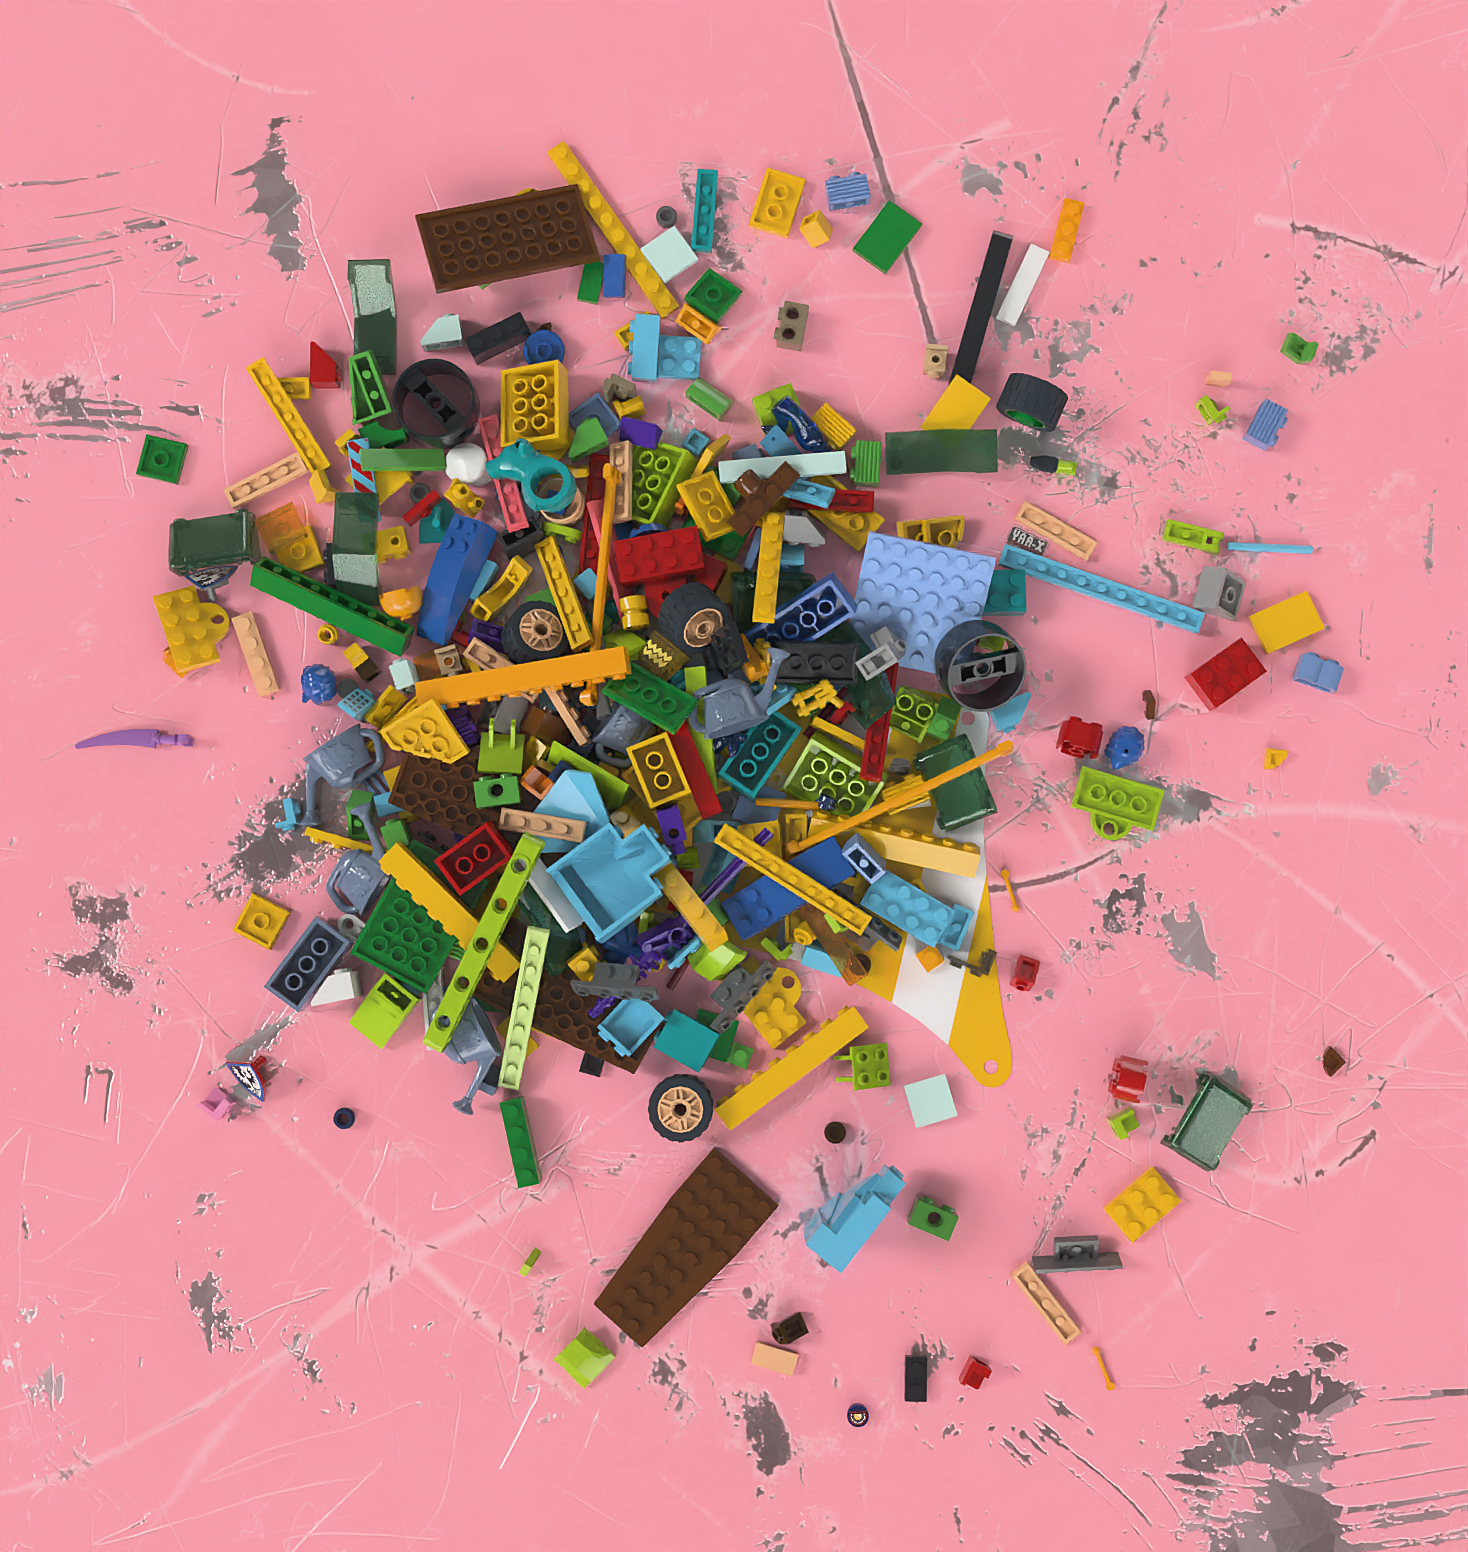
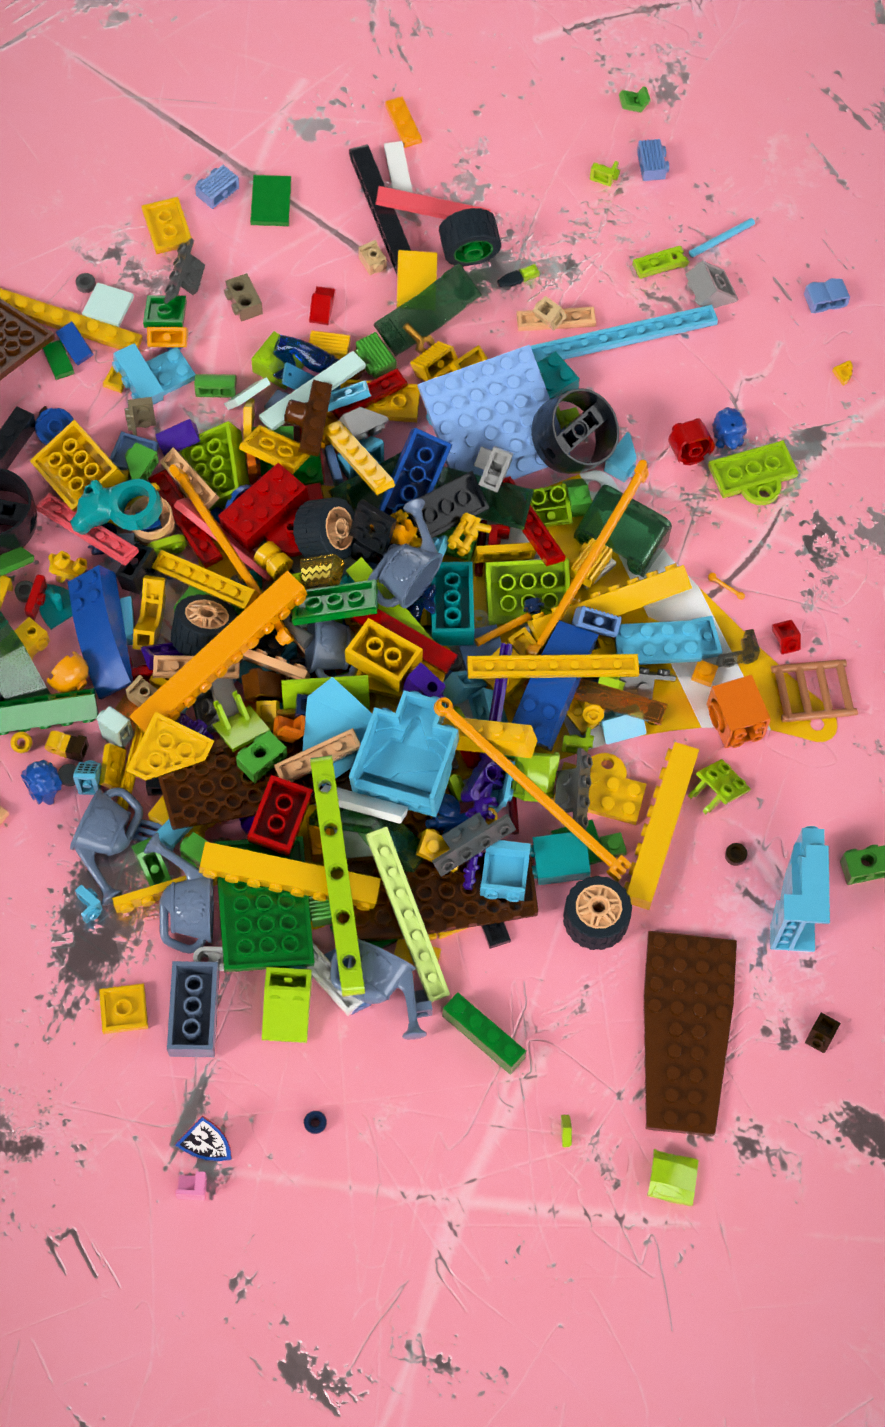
camera: 40 degrees left, 20 degrees down
(339, 987) = (236, 1009): white slope -> none
(467, 464) = (51, 540): white piece -> none
(587, 584) = (220, 564): medium azure panel -> none
(631, 408) = (157, 424): yellow tile -> none
(695, 978) = (616, 866): none -> light orange hinge
(696, 442) = (232, 417): medium azure tile -> none
(704, 210) = (113, 260): teal plate -> none
(726, 429) = (247, 393): none -> light aqua tile
(757, 268) = (186, 272): none -> dark grey bracket
(774, 1358) = (830, 1066): light nougat tile -> none
(816, 228) = (211, 223): yellow panel -> none
(857, 378) = (322, 305): none -> red slope
(899, 766) = (570, 548): light grey plate -> none
(913, 504) = (433, 361): none -> yellow brick
(916, 474) = (420, 340): none -> pearl gold bar
(925, 1018) = (738, 712): none -> orange brick
(930, 1100) = (791, 777): light aqua tile -> none
(1013, 1009) = (808, 714): none -> nougat bar
(1025, 343) = (418, 203): none -> coral tile
(1027, 540) = (538, 336): clear tile -> none
(1051, 533) = (549, 313): none -> tan brick
(1148, 697) = (724, 390): reddish brown tile -> none
(1218, 378) = (593, 150): light nougat tile -> none
(1225, 674) = (761, 335): red brick -> none
(1286, 622) = (775, 278): yellow tile -> none

